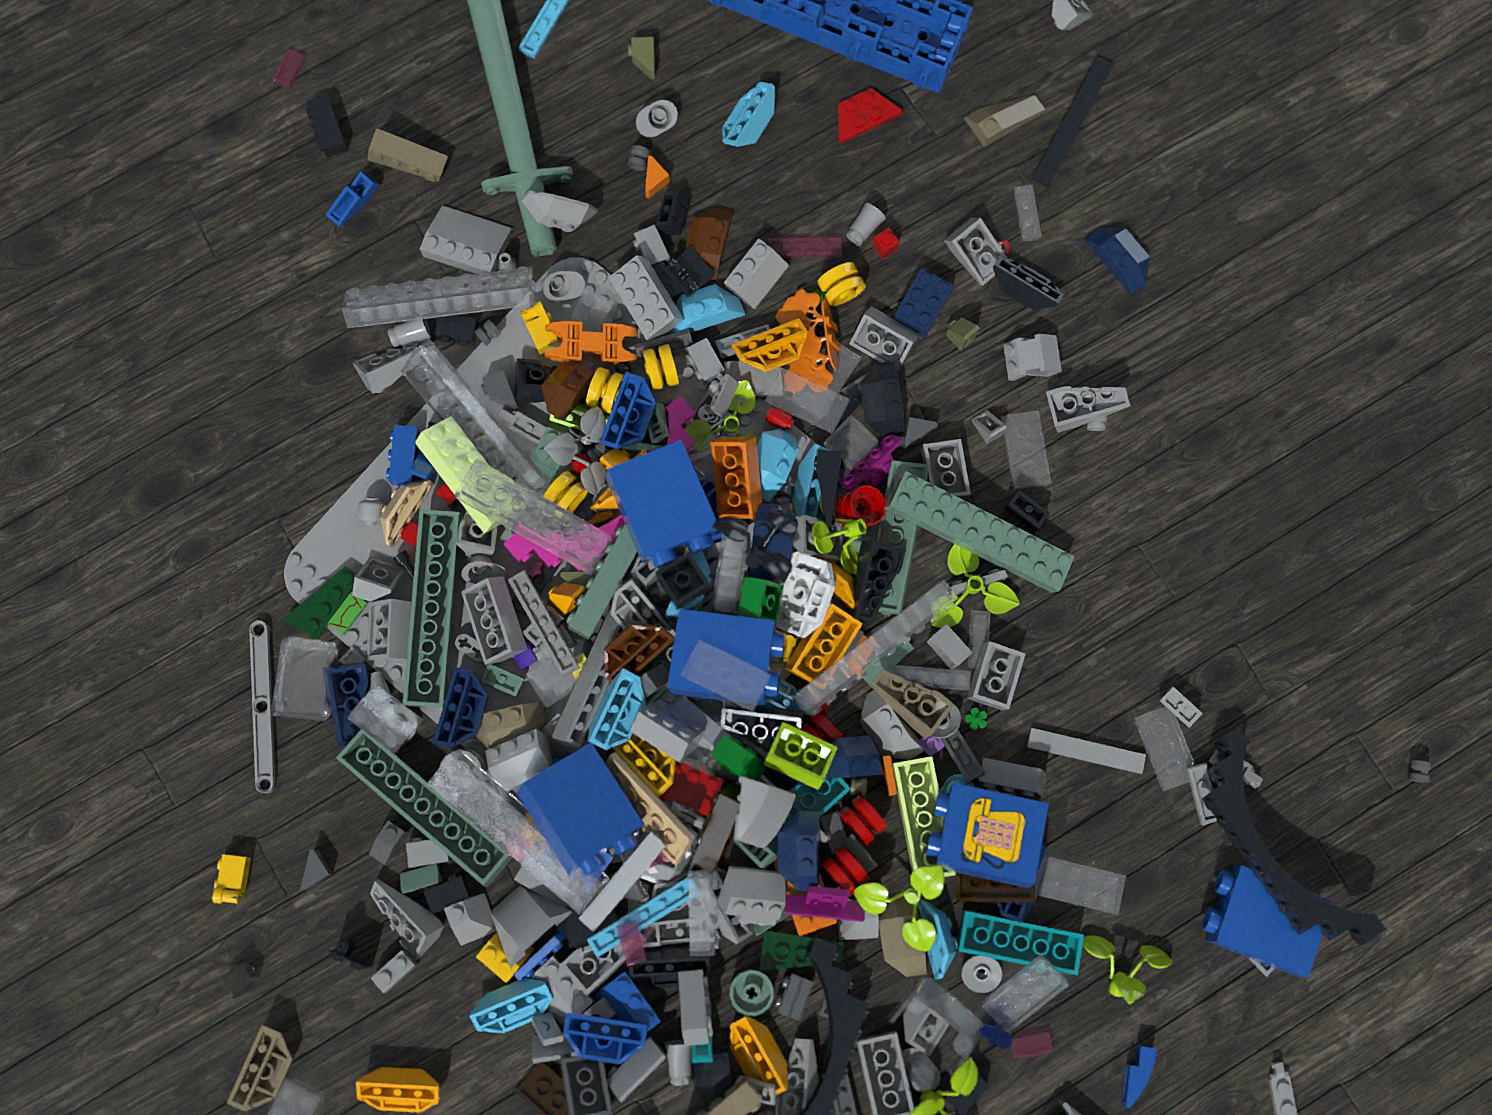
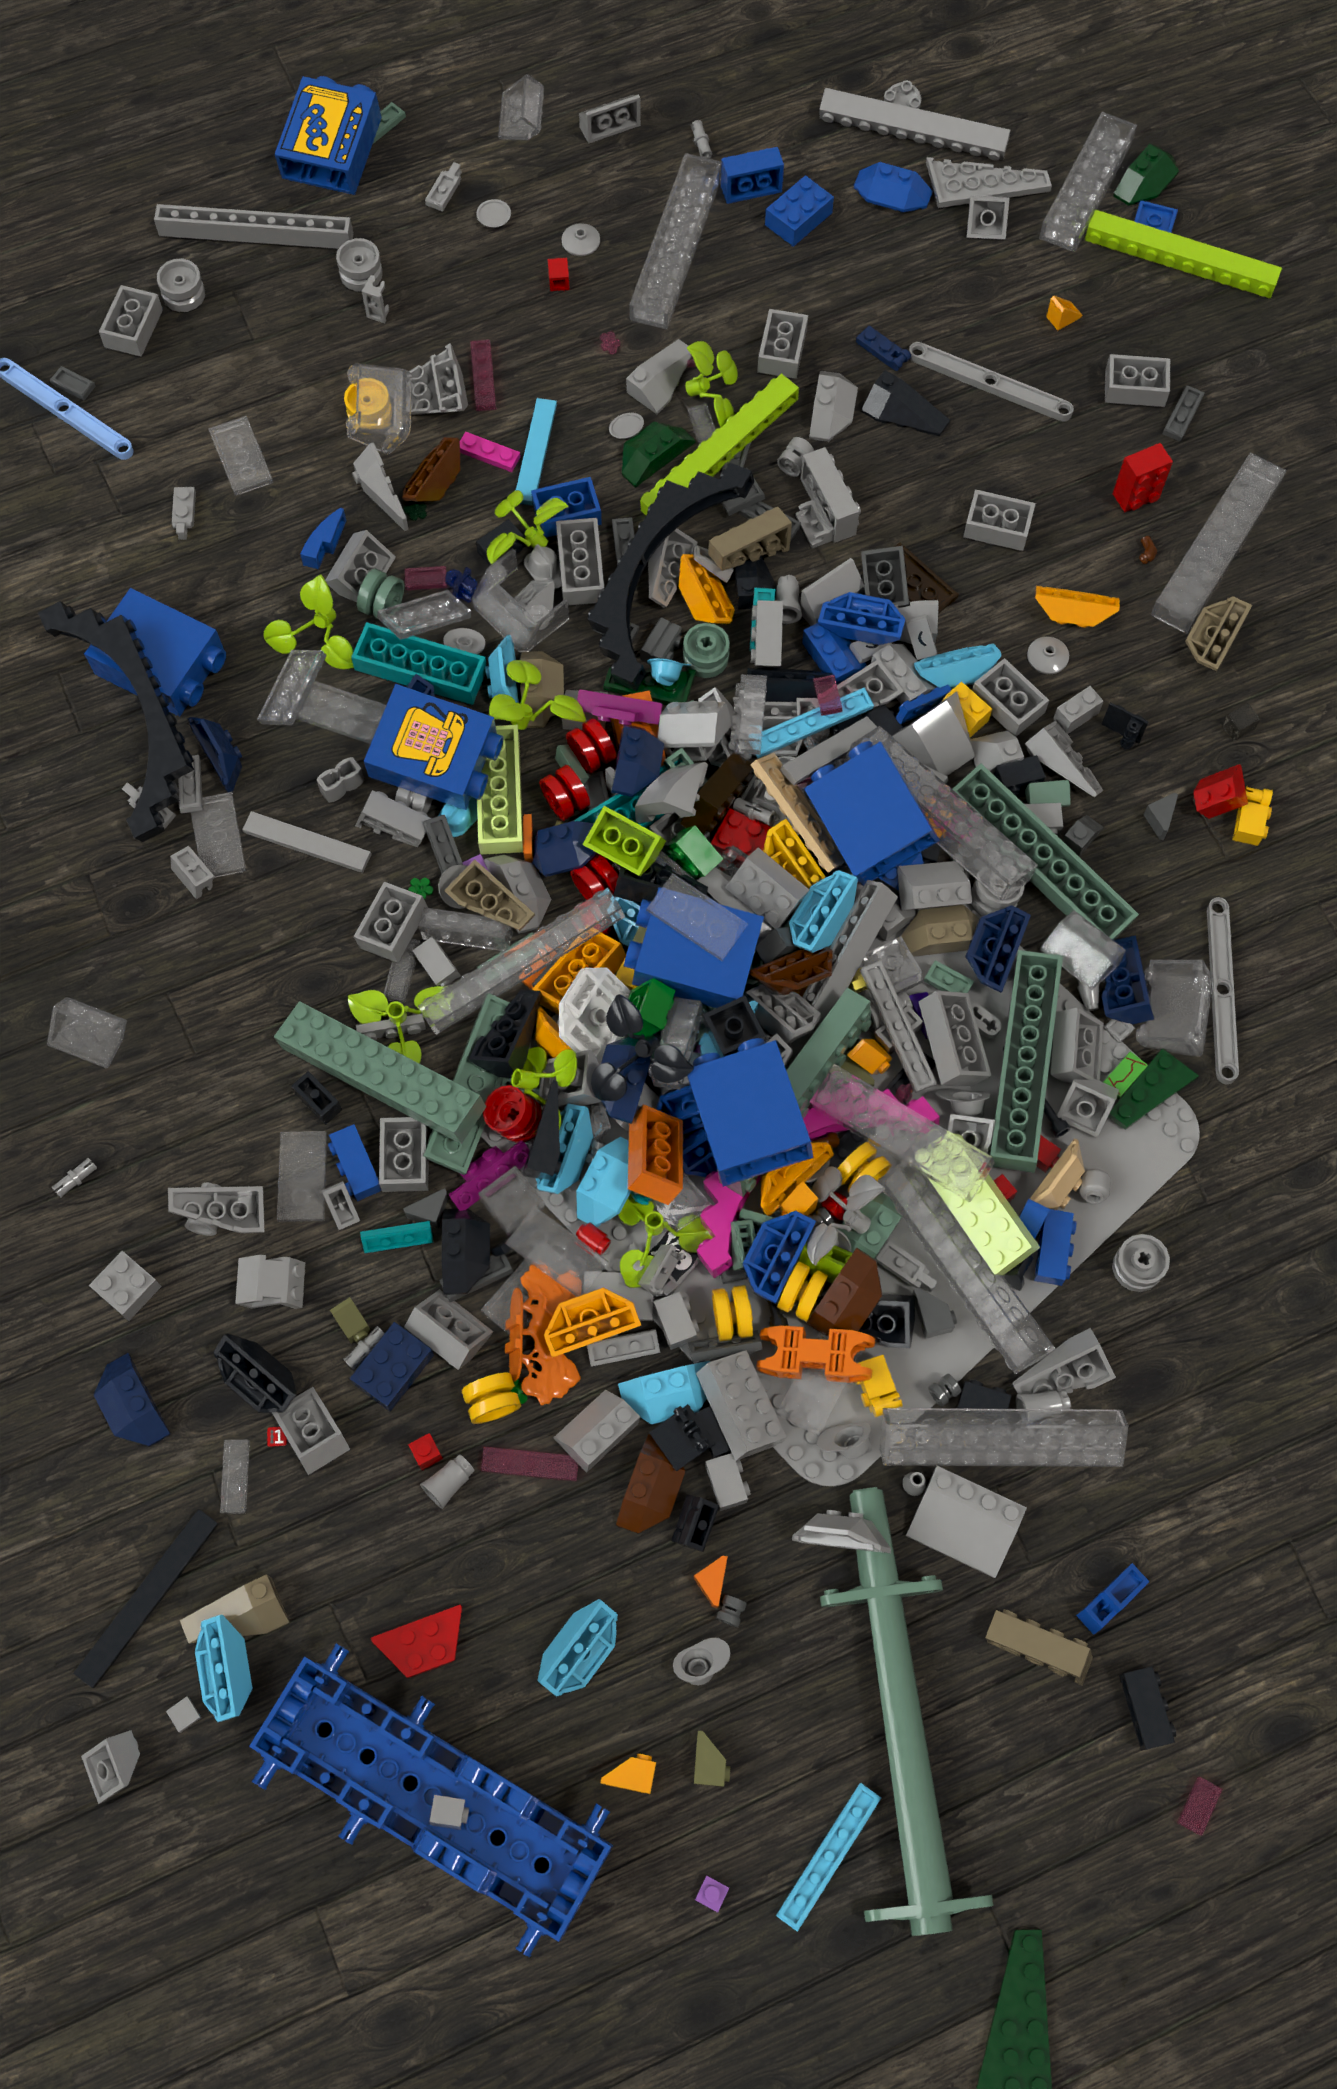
camera: 170 degrees left, 10 degrees down
(261, 897) = (1221, 792): none -> red slope
(325, 444) = (1153, 1264): none -> light grey wheel
(435, 1034) = (1048, 662): none -> light grey dish
(459, 975) = (1011, 696): none -> light grey brick
(698, 41) = (633, 1774): none -> light orange slope
(784, 961) = (665, 670): none -> medium azure piece
(938, 405) = (396, 1237): none -> teal tile
(947, 317) = (364, 1348): none -> light grey pin
(985, 463) = (354, 1163): none -> blue brick
(1004, 74) = (222, 1668): none -> medium azure wedge
(1027, 48) = (183, 1714): none -> light grey tile
(1070, 1011) = (379, 592): none -> sand green wheel
(1071, 807) = (345, 777): none -> light grey brick
(1096, 1045) = (356, 561): none -> light grey slope
(1133, 902) = (291, 687): none -> clear plate
(1146, 341) = (125, 1285): none -> light grey brick
(1184, 829) = (218, 750): none -> dark blue wedge
(1210, 425) = (74, 1177): none -> light grey pin
(1234, 549) = (85, 1031): none -> clear slope

